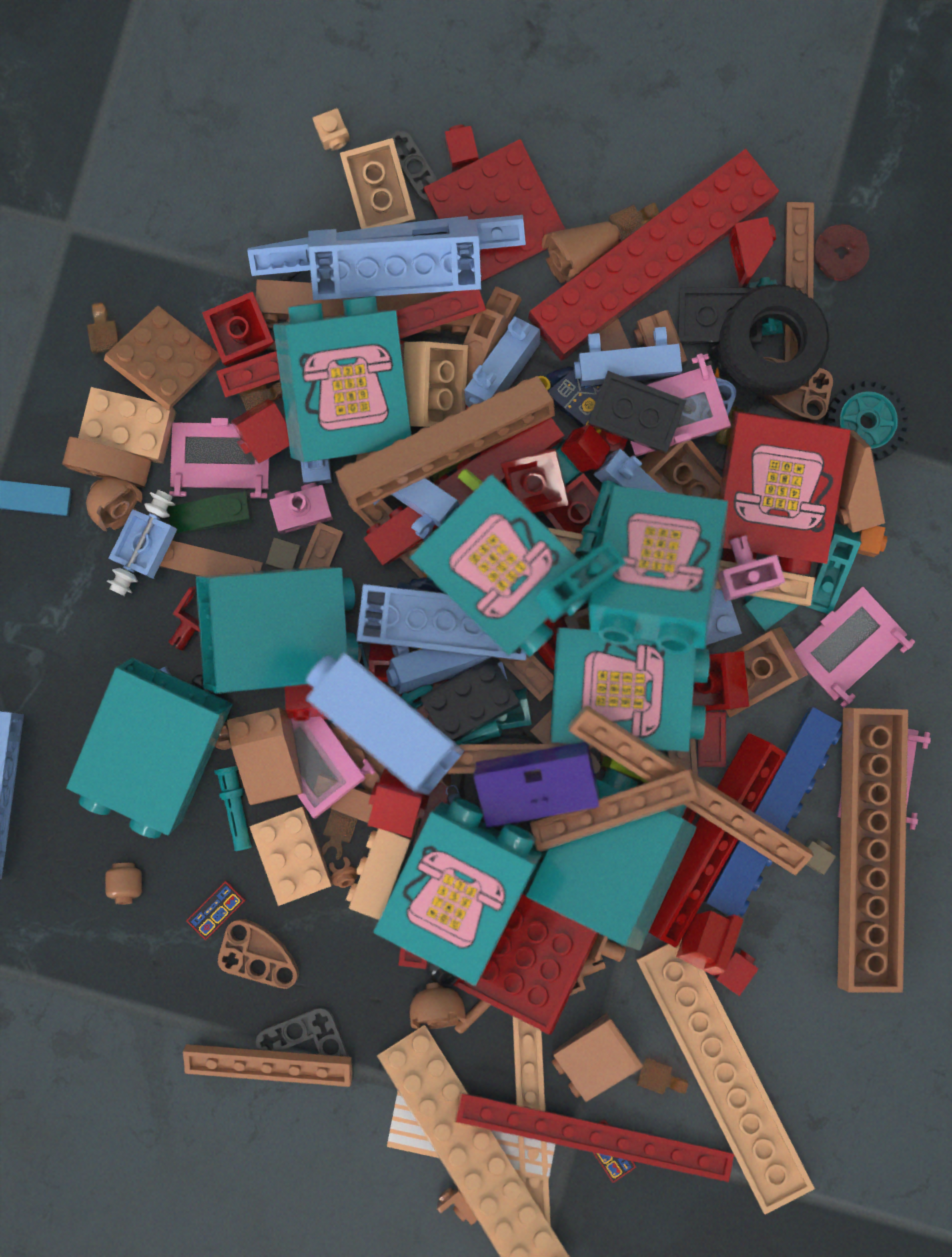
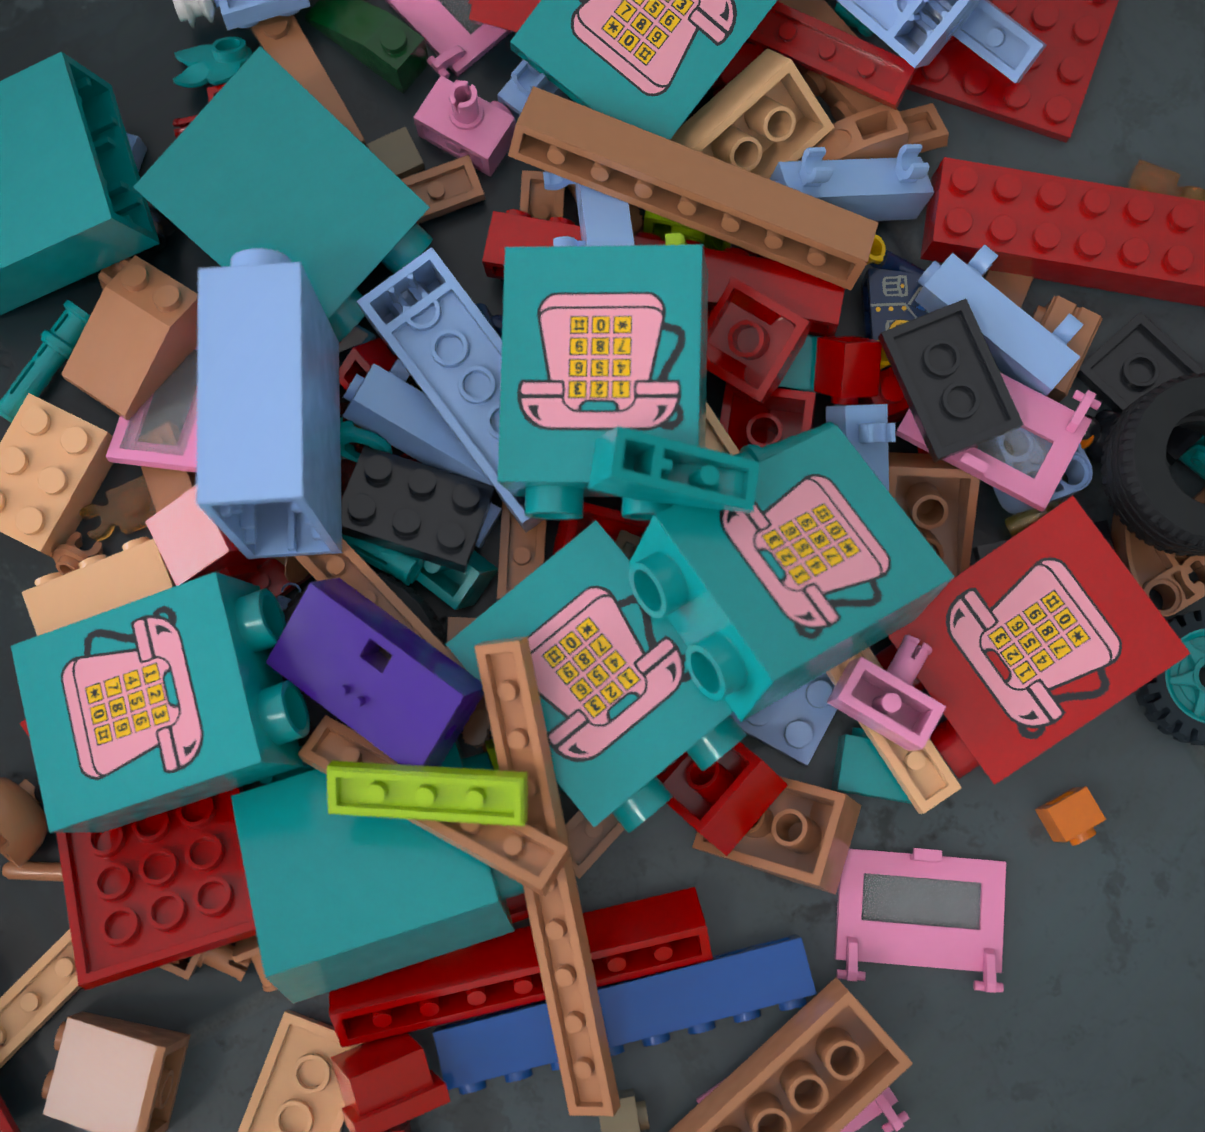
camera: 45 degrees right, 5 degrees down
(157, 599) = (212, 62): none -> teal plate
(578, 248) = (1070, 148): nougat cone -> none
(611, 807) = (427, 793): none -> lime tile
(712, 749) = (645, 850): red tile -> none
(832, 576) = (991, 807): teal slope -> none
(859, 494) = (1118, 744): nougat slope -> none

